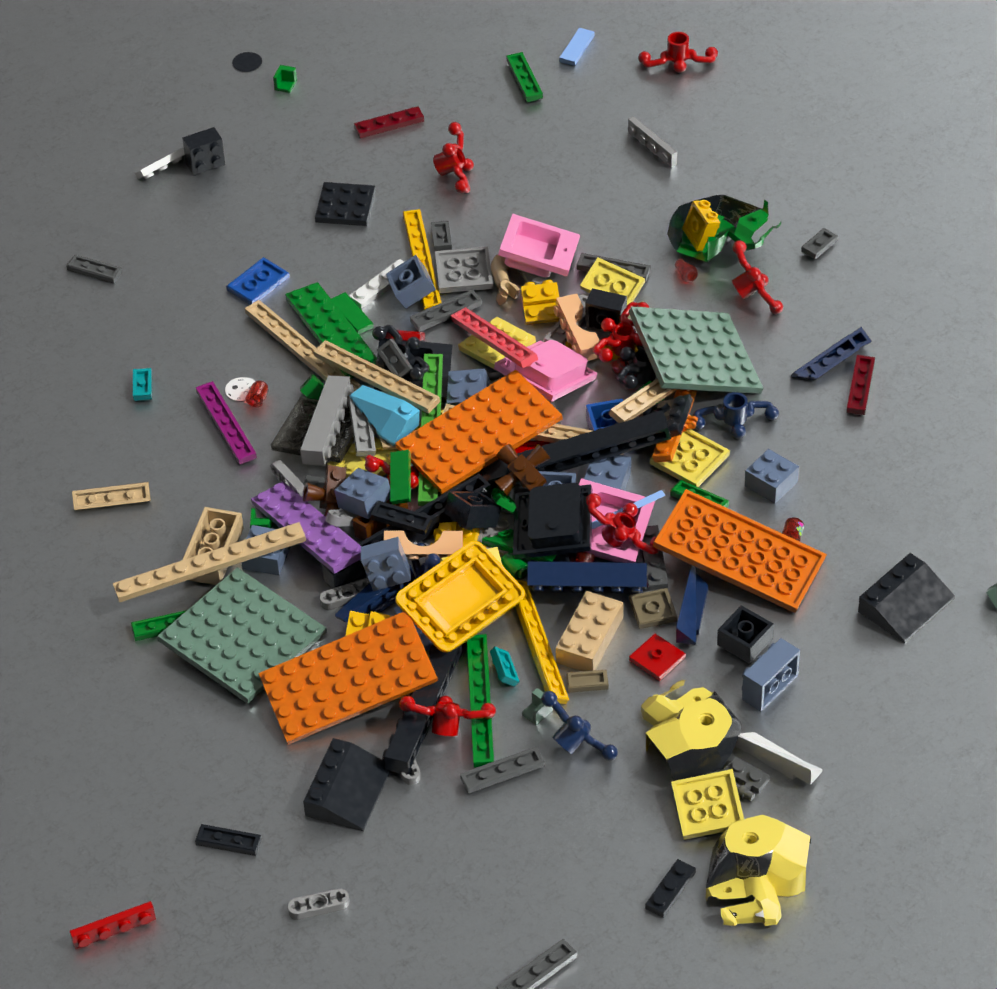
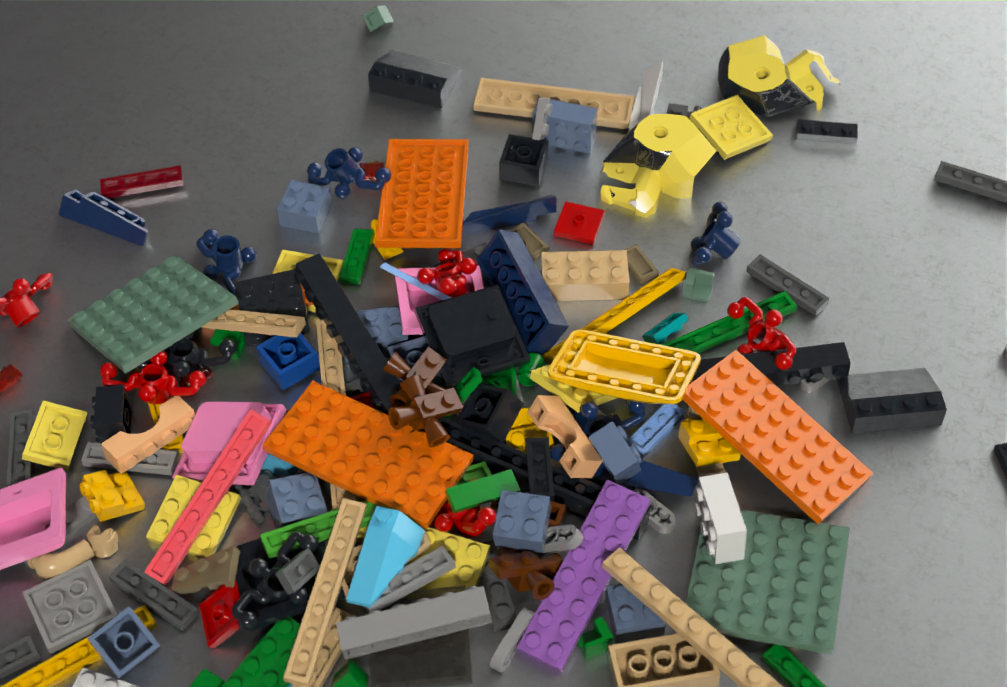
camera: 115 degrees left, 5 degrees up
(293, 606) = (720, 518): none -> white brick
(435, 331) = (208, 572): none -> dark tan wing
(483, 456) = (425, 410): none -> reddish brown brick
(766, 637) = (541, 127): none -> light grey plate
(789, 503) = (344, 168): none -> dark blue wheel
(815, 688) = (521, 99): none -> tan plate

